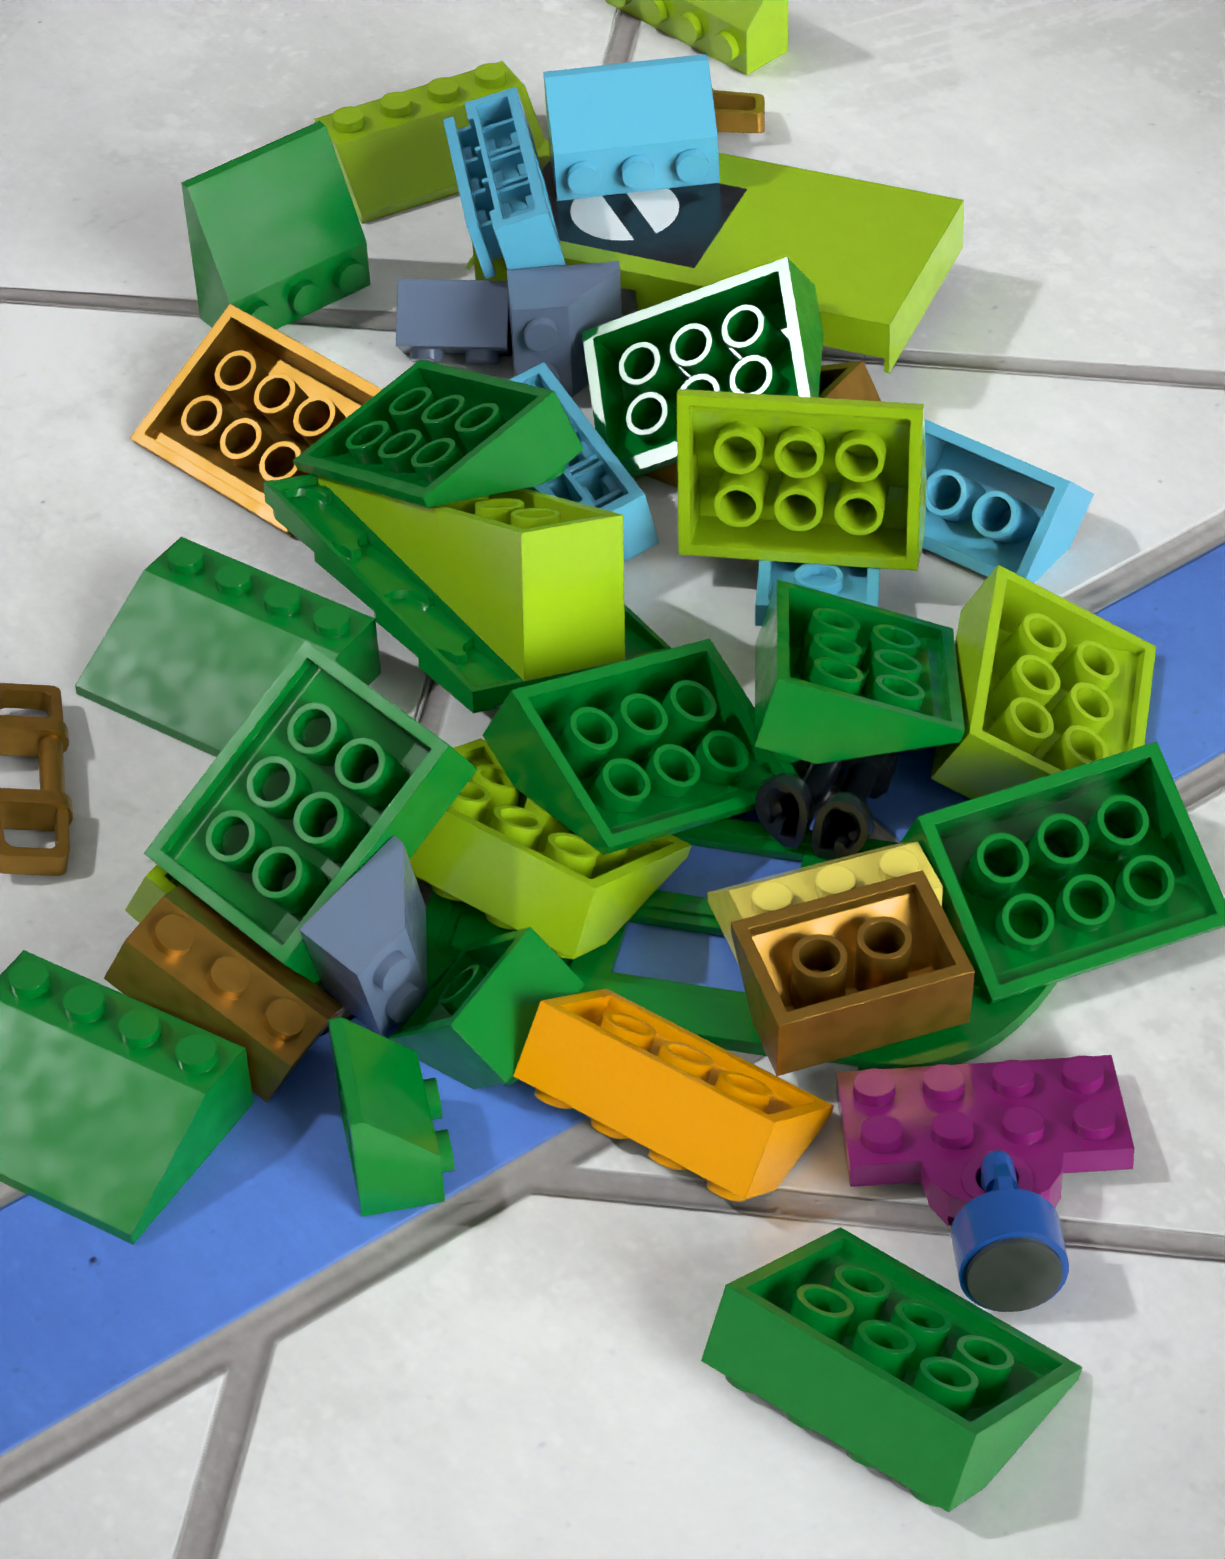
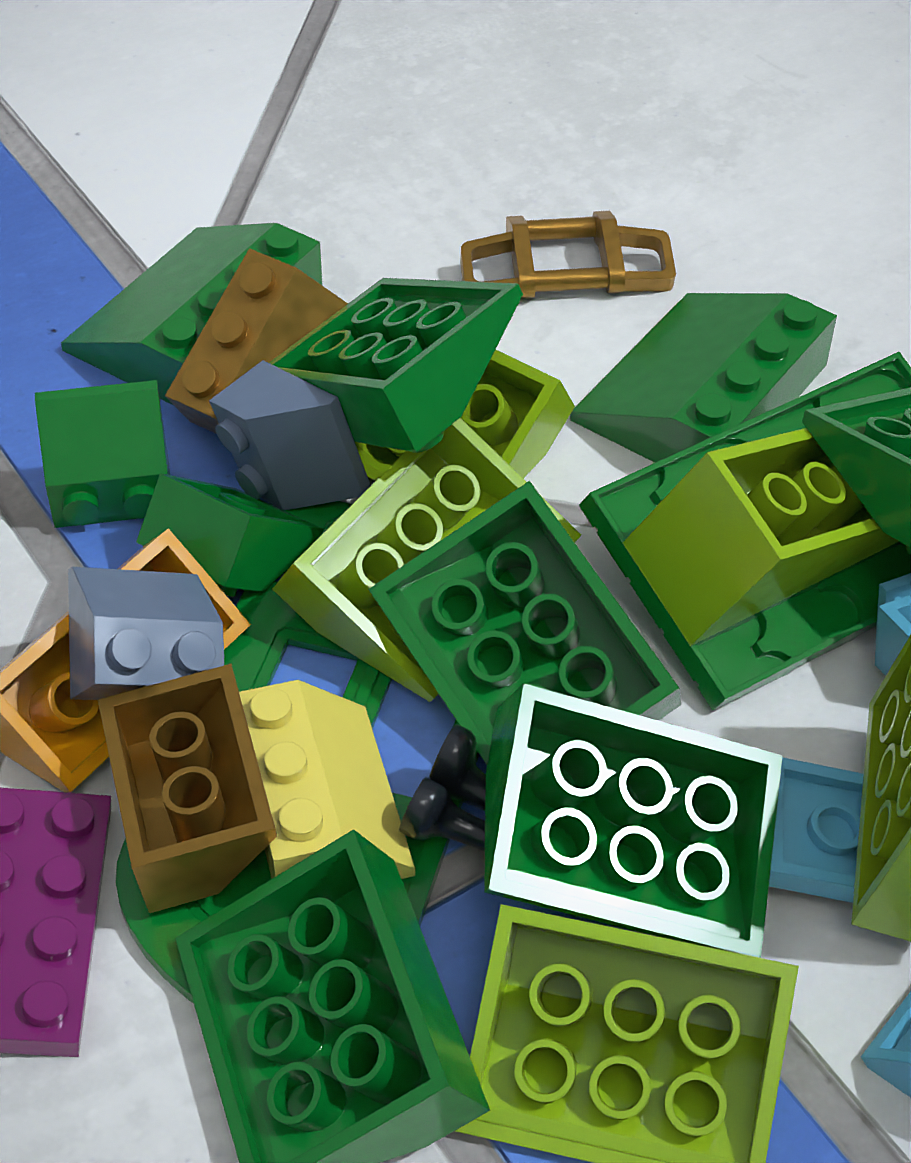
camera: 90 degrees right, 5 degrees up
(686, 1010) = (138, 630): none -> sand blue slope

